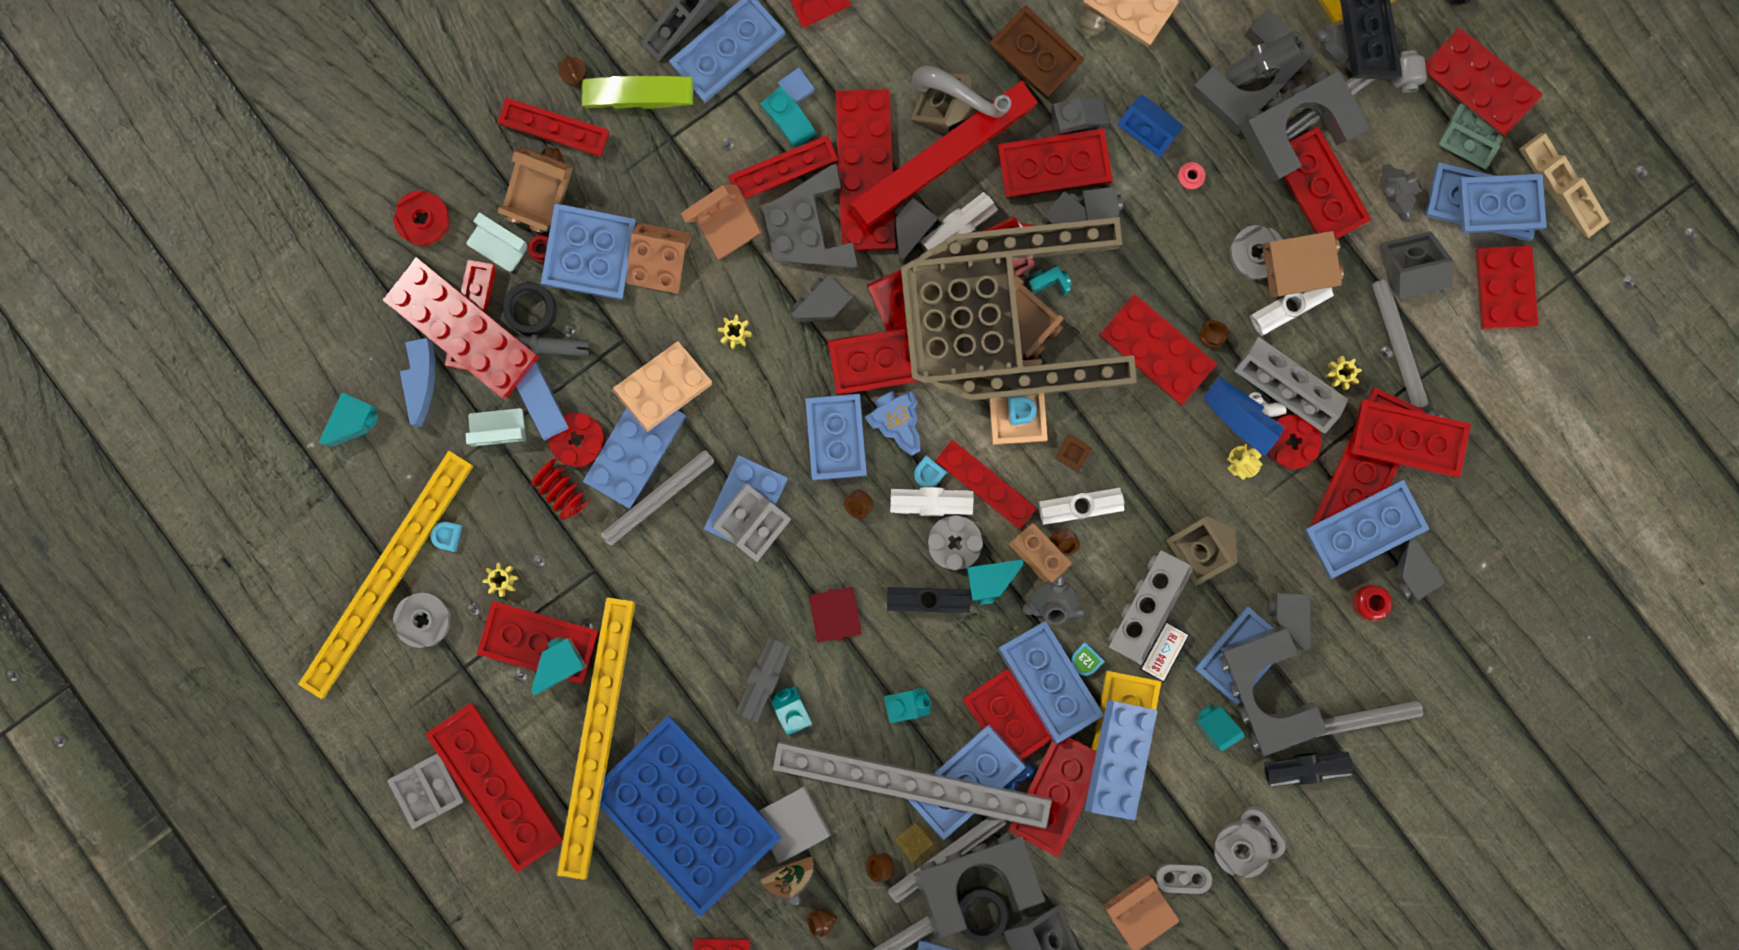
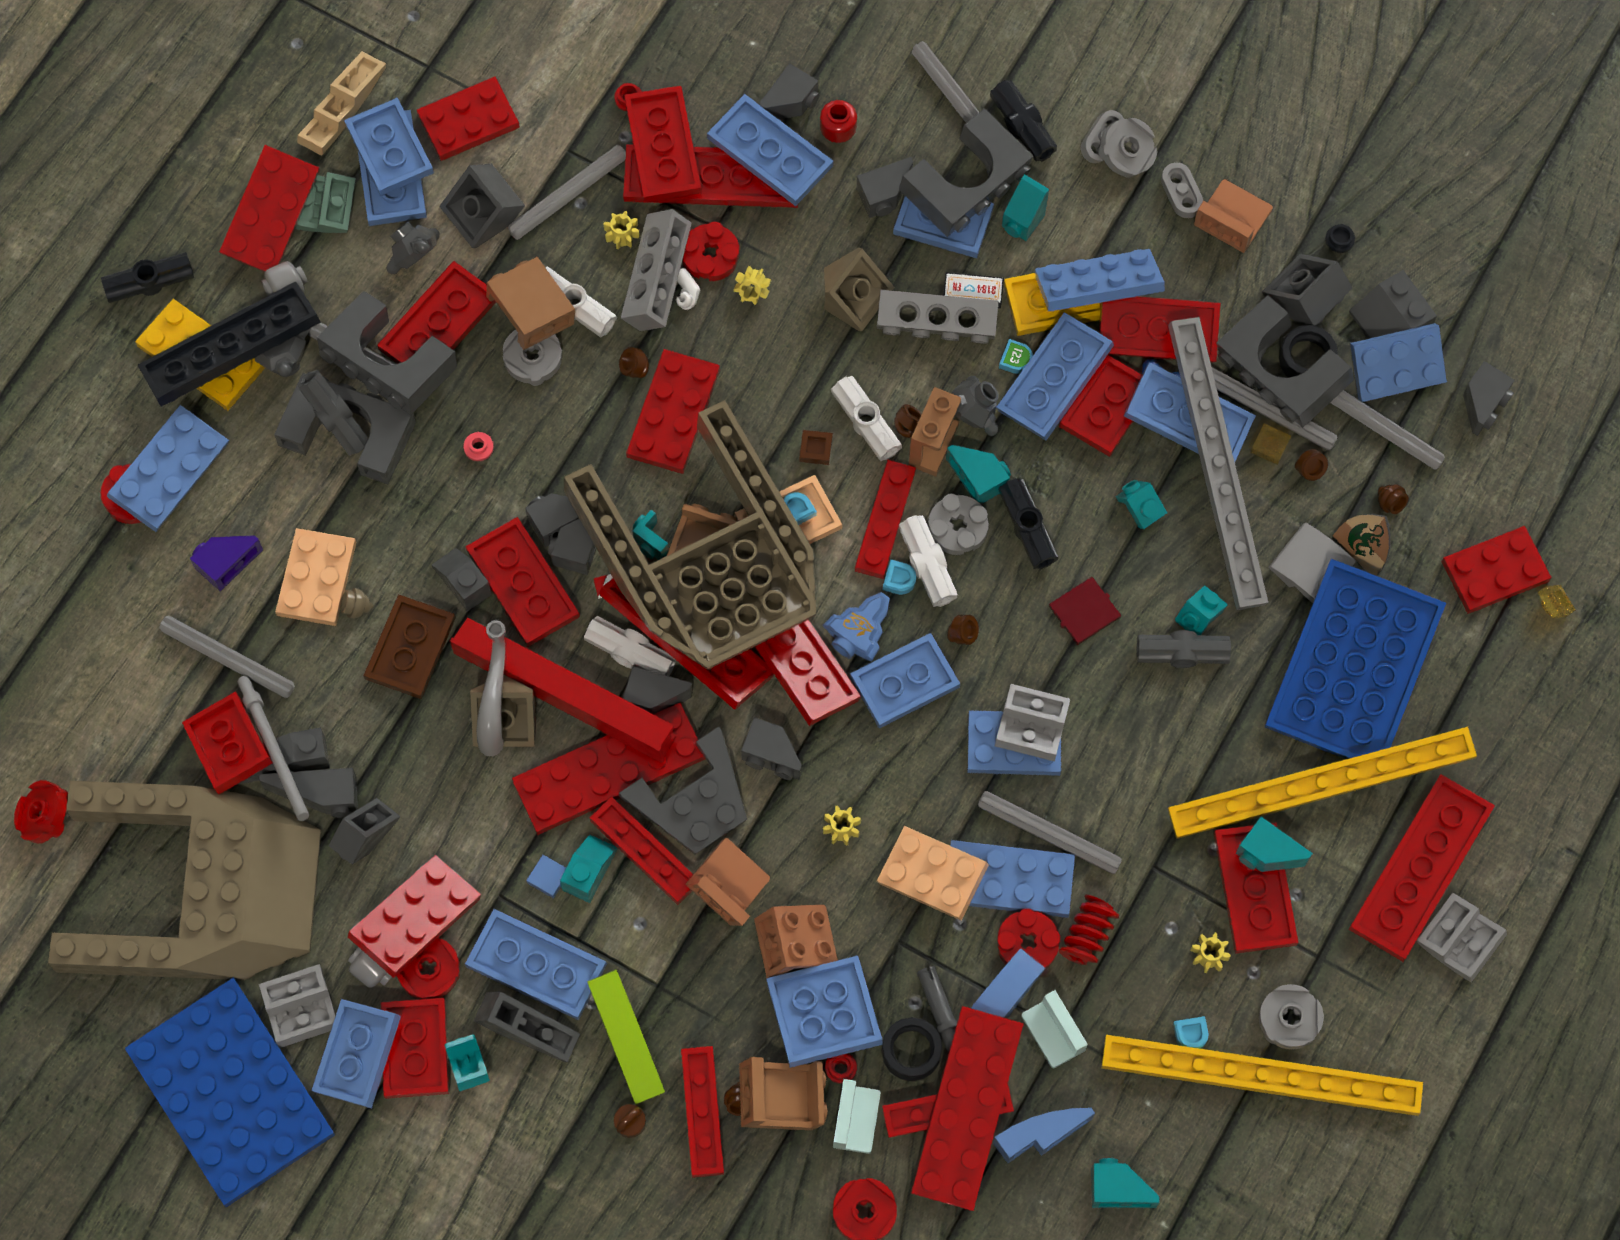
camera: 110 degrees left, 15 degrees down
(1150, 125) = (441, 504): blue panel -> none
(1243, 416) = (707, 301): blue slope -> none
(1479, 432) = (626, 88): none -> red plate

